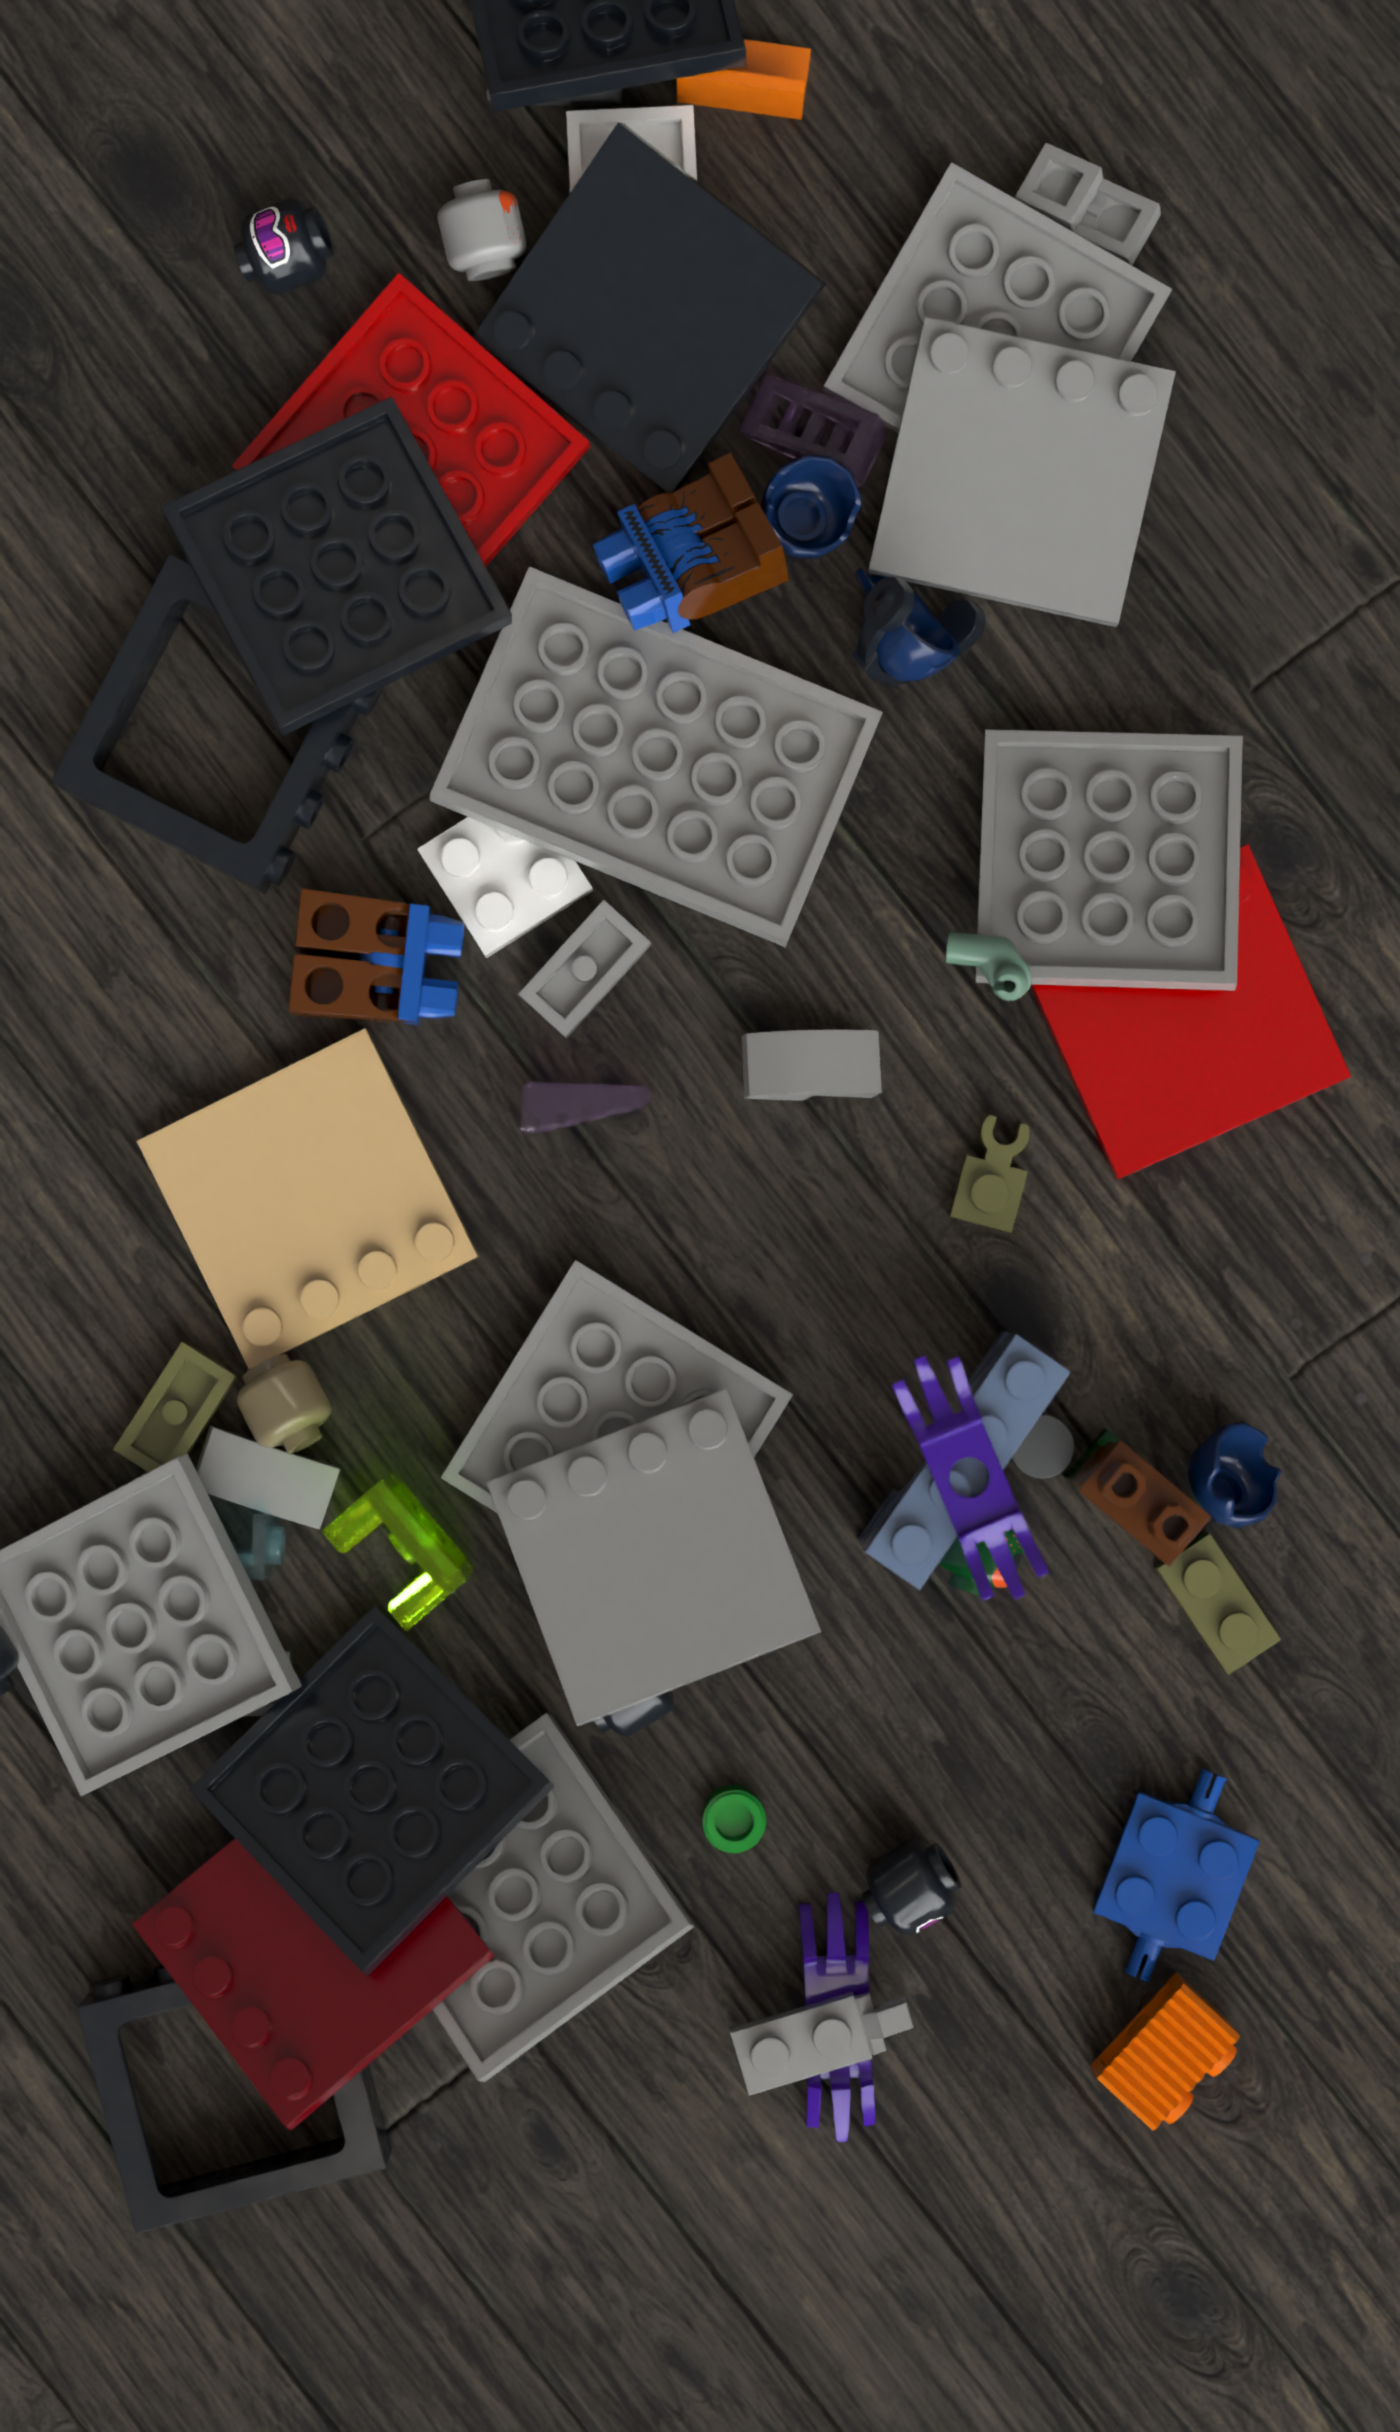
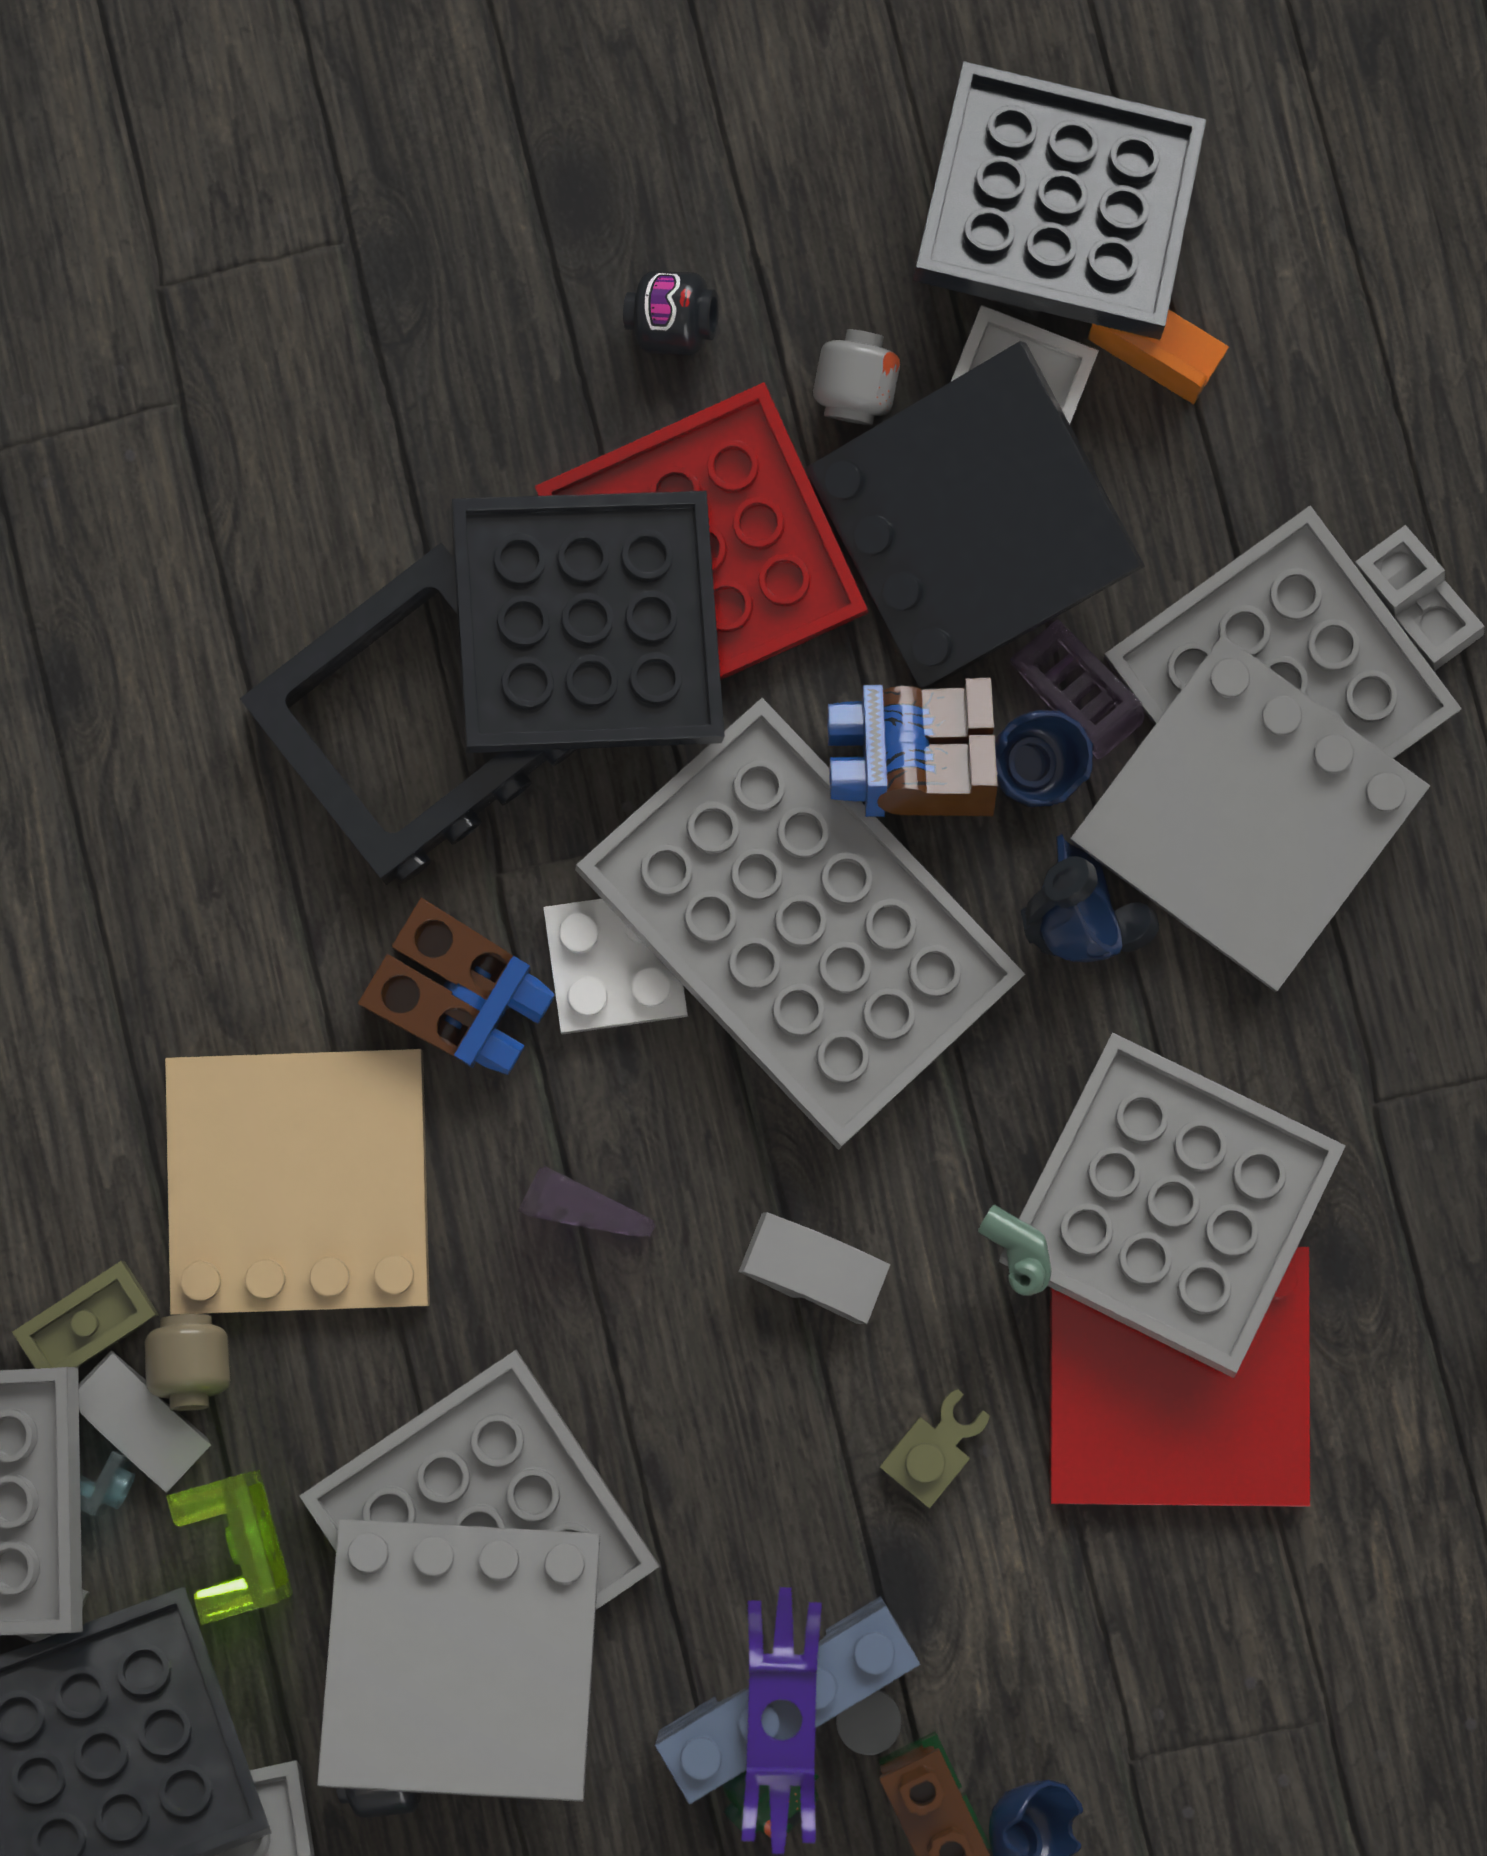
camera: 30 degrees right, 5 degrees down
(585, 969) = (646, 1086): light grey plate -> none

